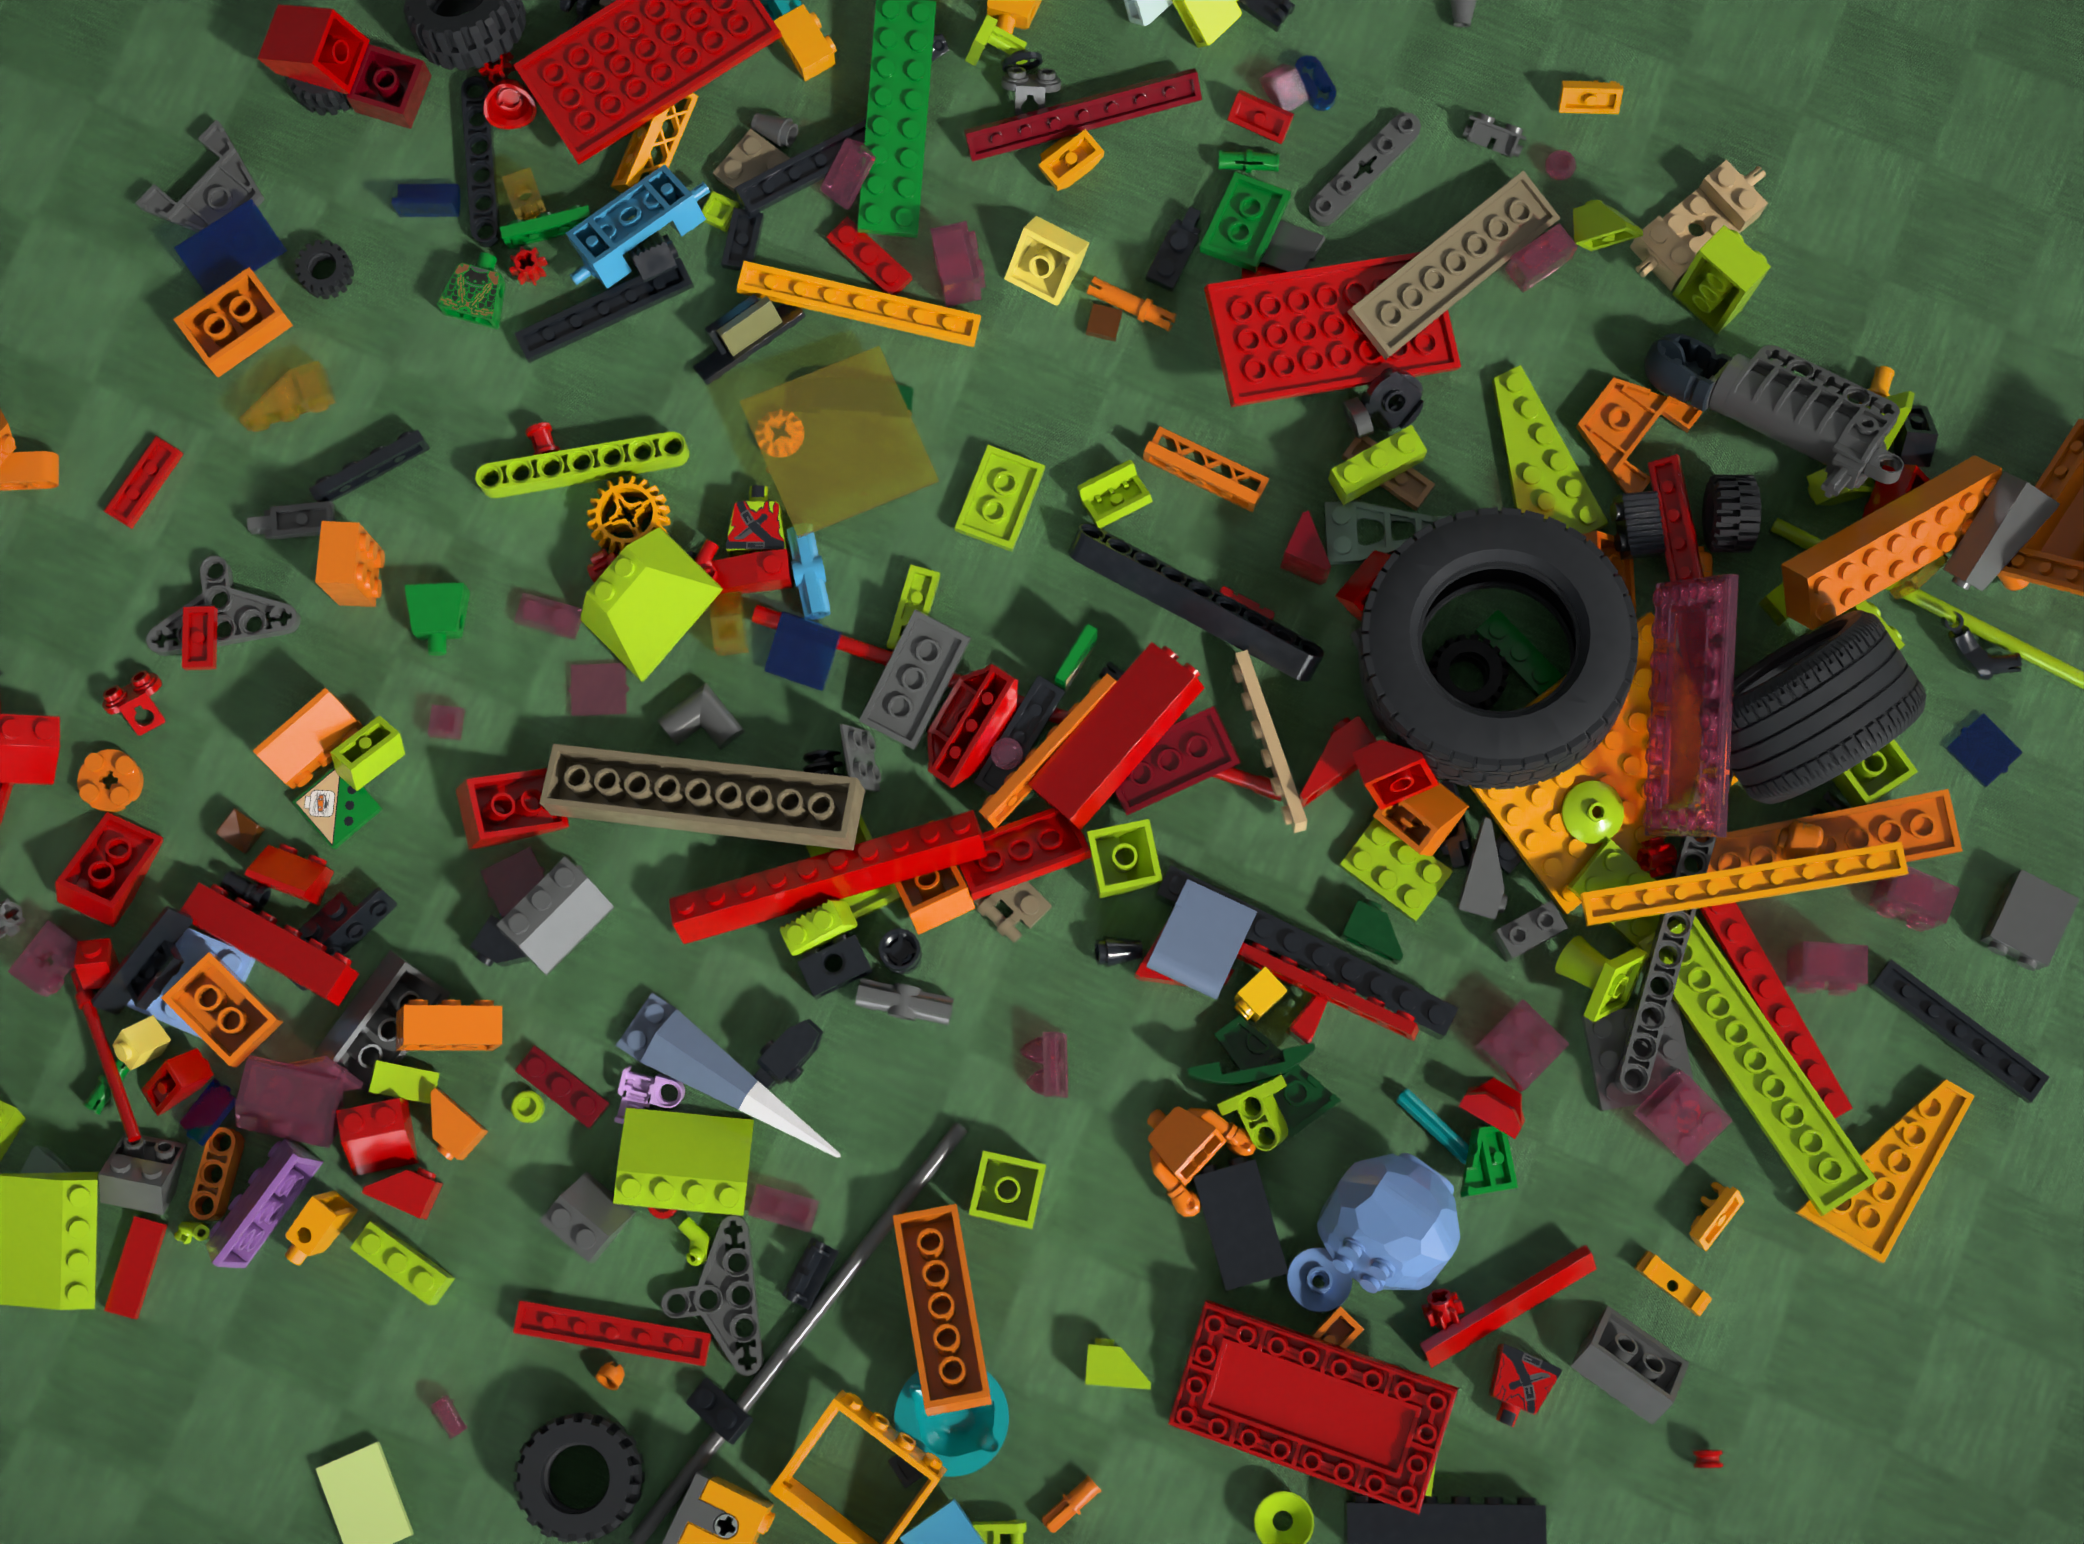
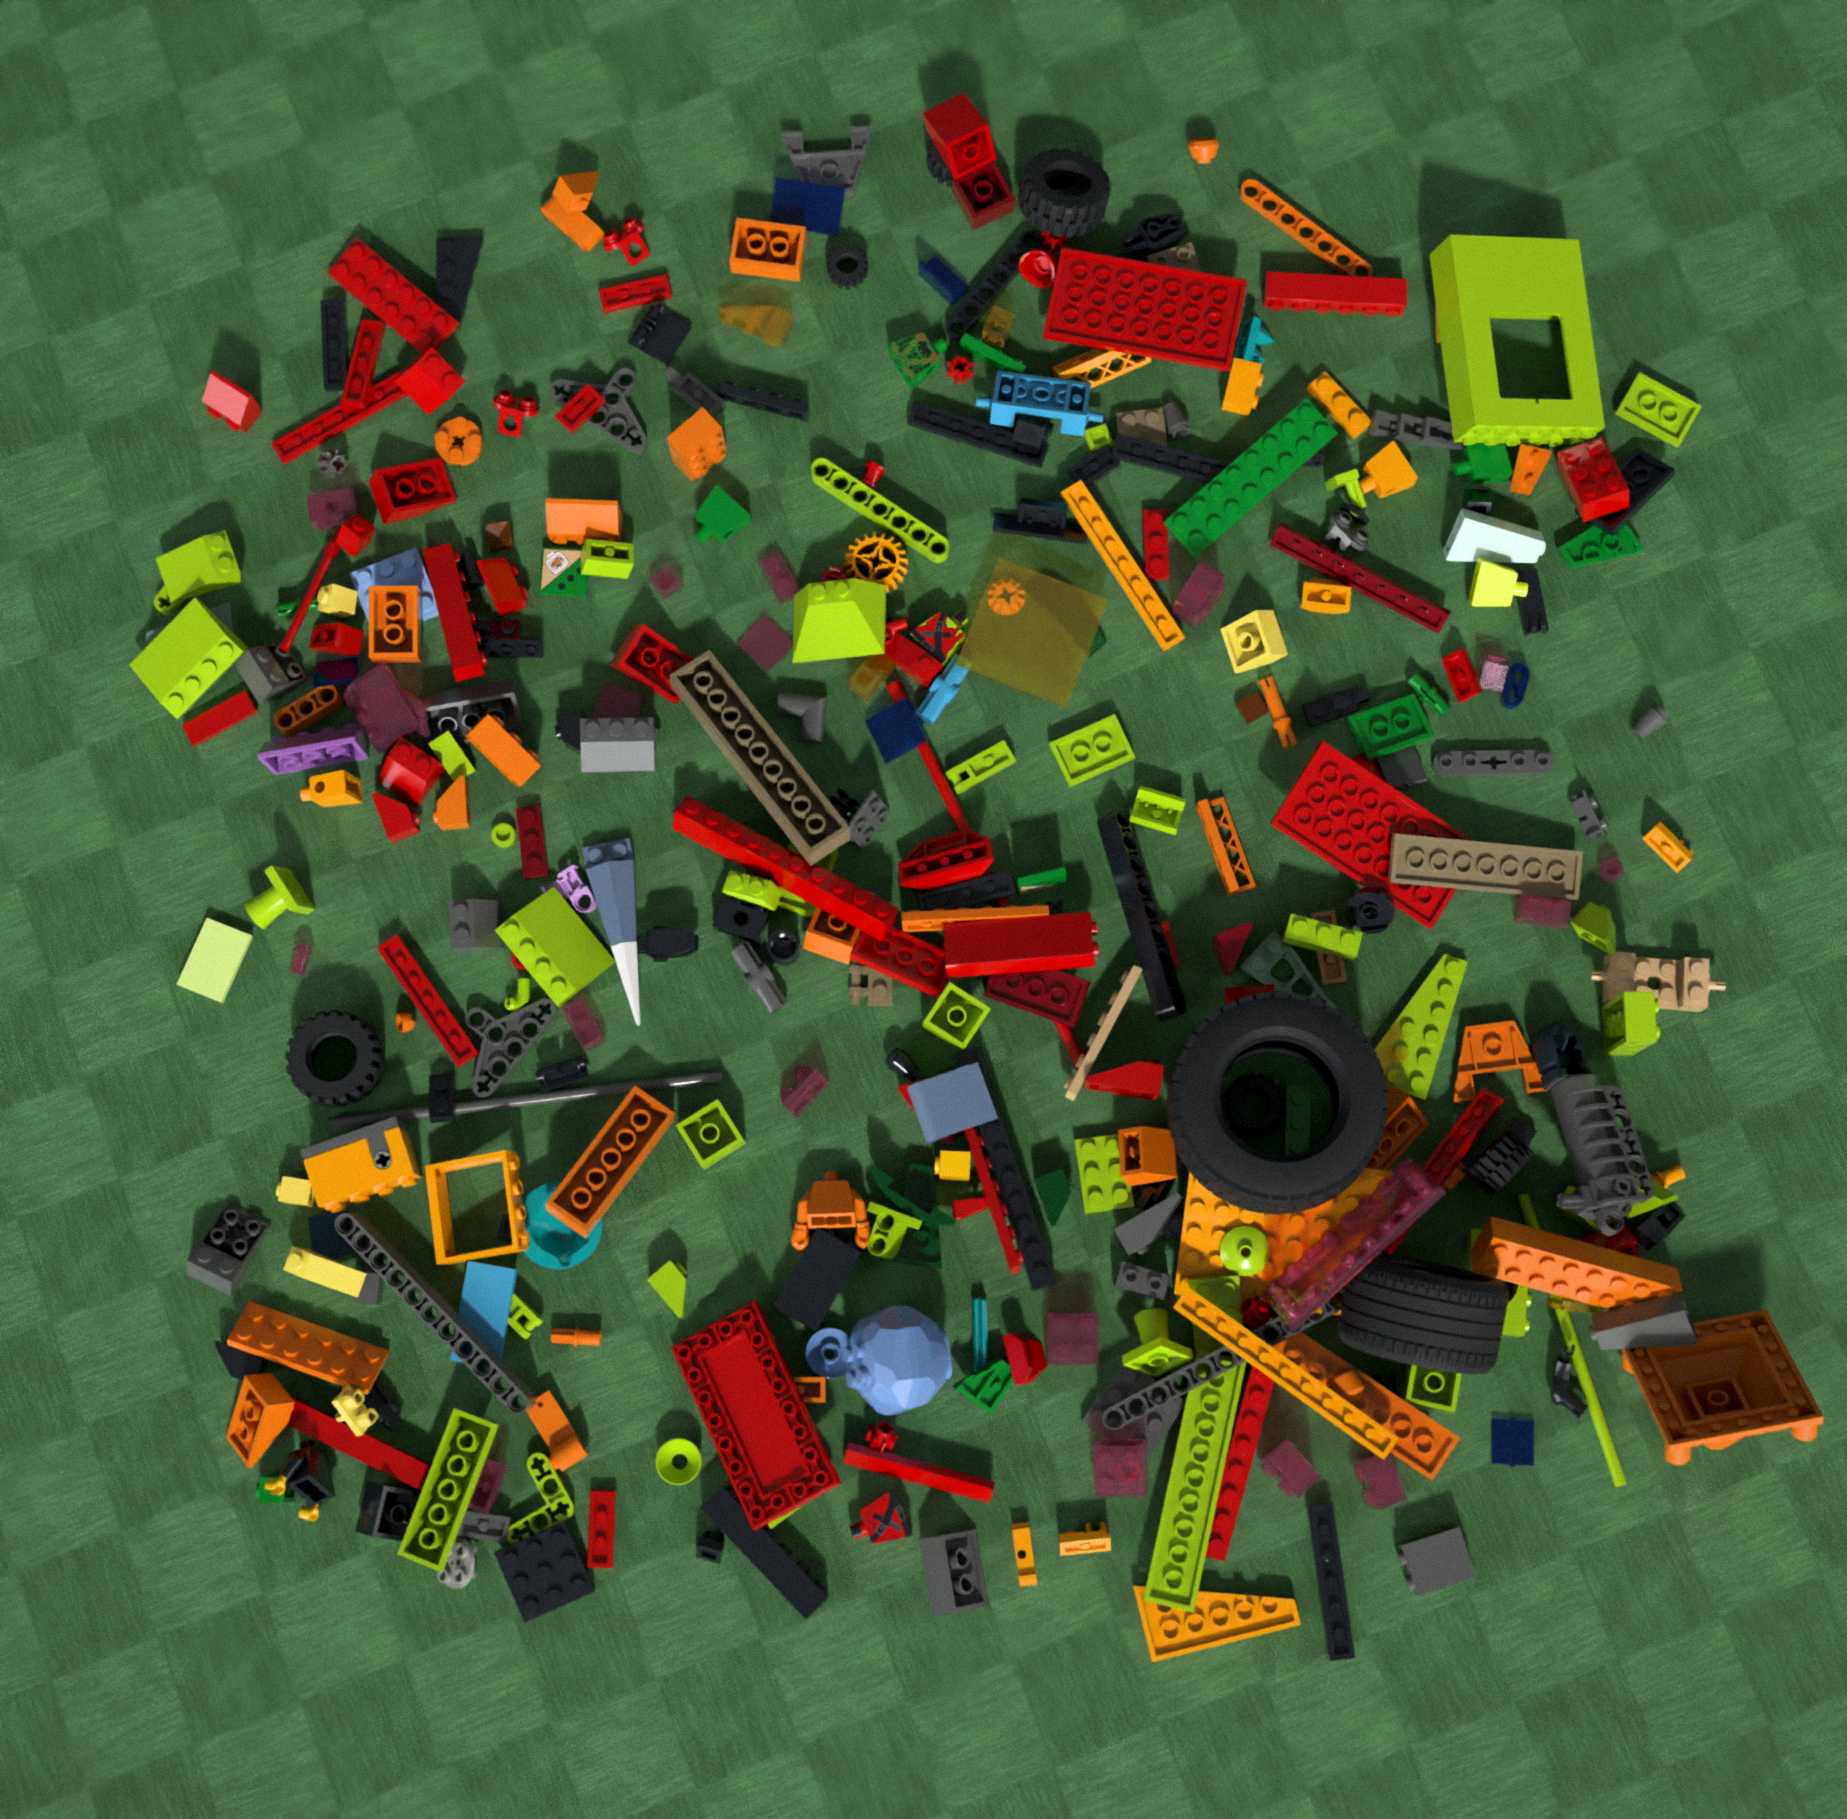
camera: 45 degrees right, 0 degrees up
(79, 439) = (624, 236): none -> red bracket
(146, 966) = (380, 561): black bracket -> none
(188, 1229) = (266, 727): lime arm -> none
(206, 498) = (659, 334): none -> black hinge
(368, 1386) = (283, 895): none -> lime plant
(402, 1263) = (356, 853): lime brick -> none
(749, 326) = (1047, 520): tile -> none
(848, 172) = (1190, 484): clear pink slope -> none
(915, 679) = (941, 805): dark grey plate -> none
(1007, 753) = (949, 896): clear pink plate -> none
(1357, 417) = (1339, 900): dark grey beam -> none
(1393, 772) = (1147, 1114): red slope -> none
(1638, 525) = (1438, 1116): black brick -> none
(1707, 1458) = (943, 1666): red bush -> none
(1716, 466) = (1522, 1131): none -> black plate

